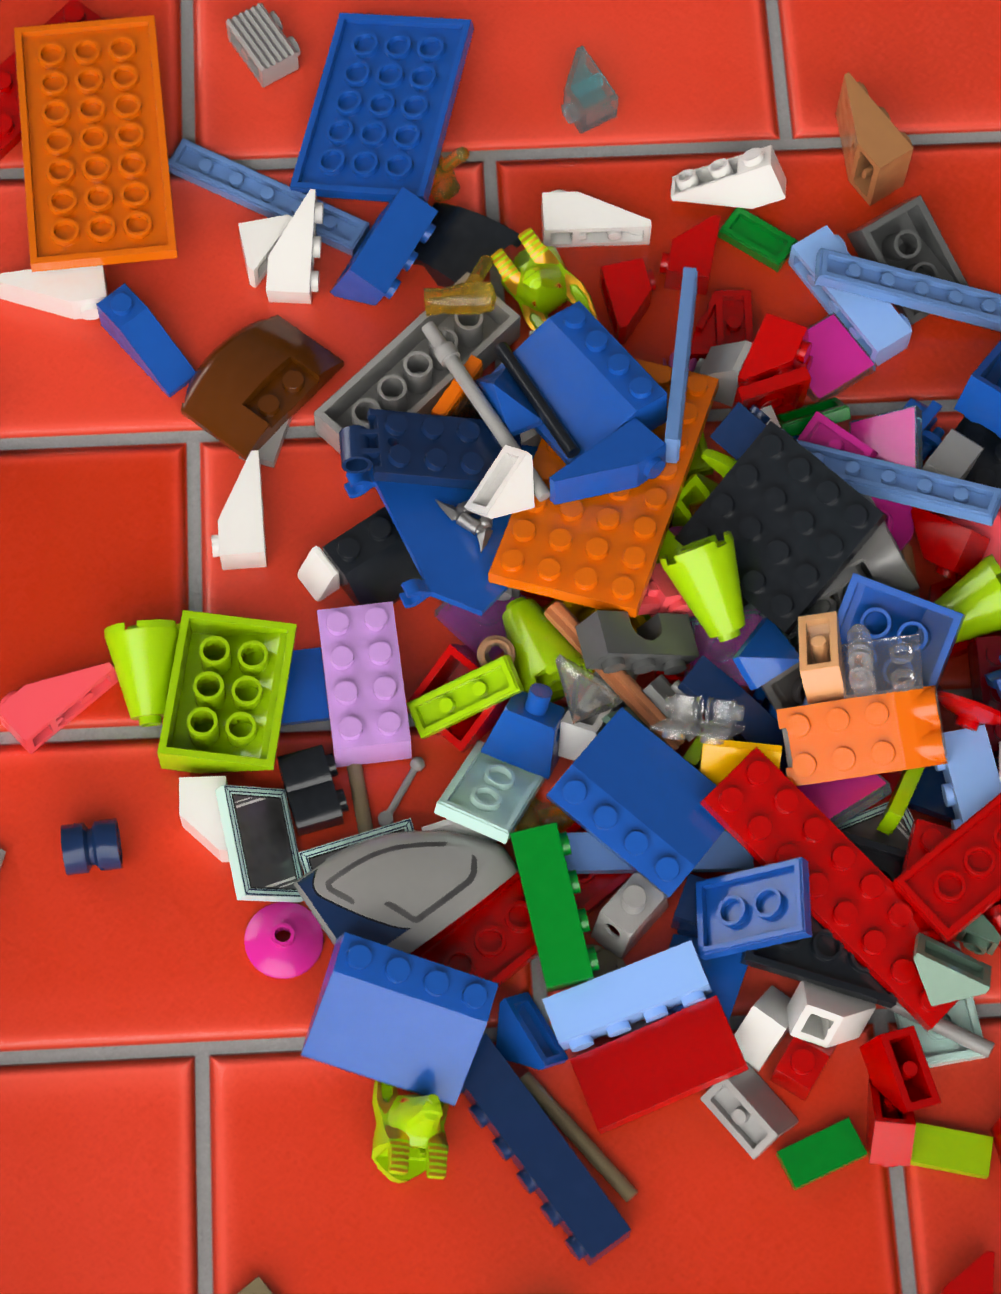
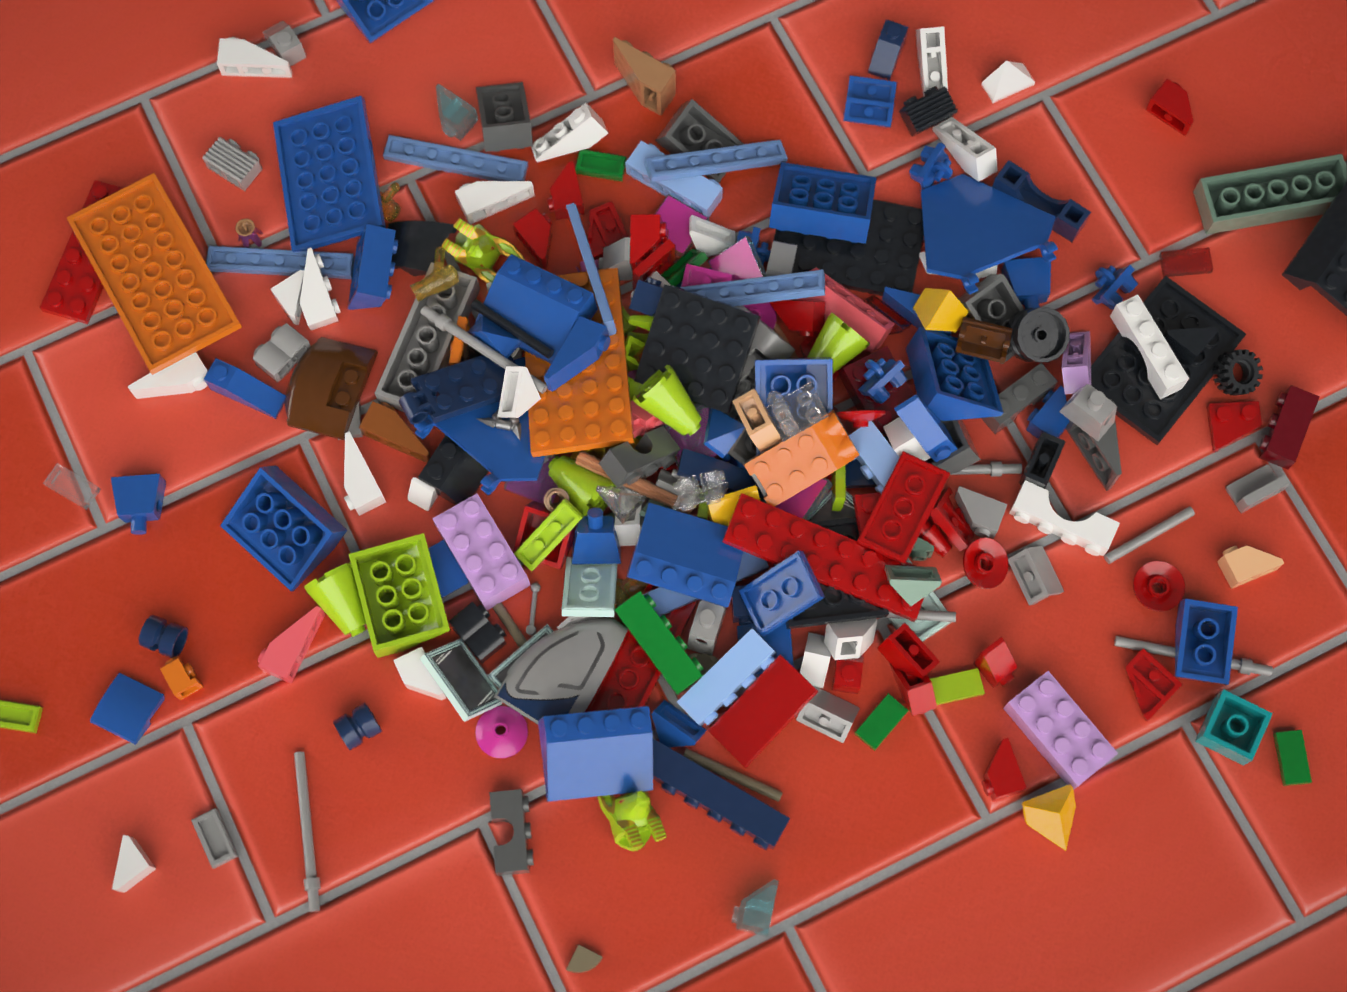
camera: 20 degrees left, 5 degrees up
(113, 541) = (282, 526): none -> blue slope
(215, 313) = (281, 352): none -> light grey brick
(225, 1114) = (514, 856): none -> dark grey arch
(241, 136) = (246, 231): none -> piece
(311, 467) = (388, 428): none -> dark orange slope
(560, 154) = (454, 160): none -> medium blue tile
(652, 124) = (504, 117): none -> dark grey slope
(866, 389) = (709, 236): none -> white slope

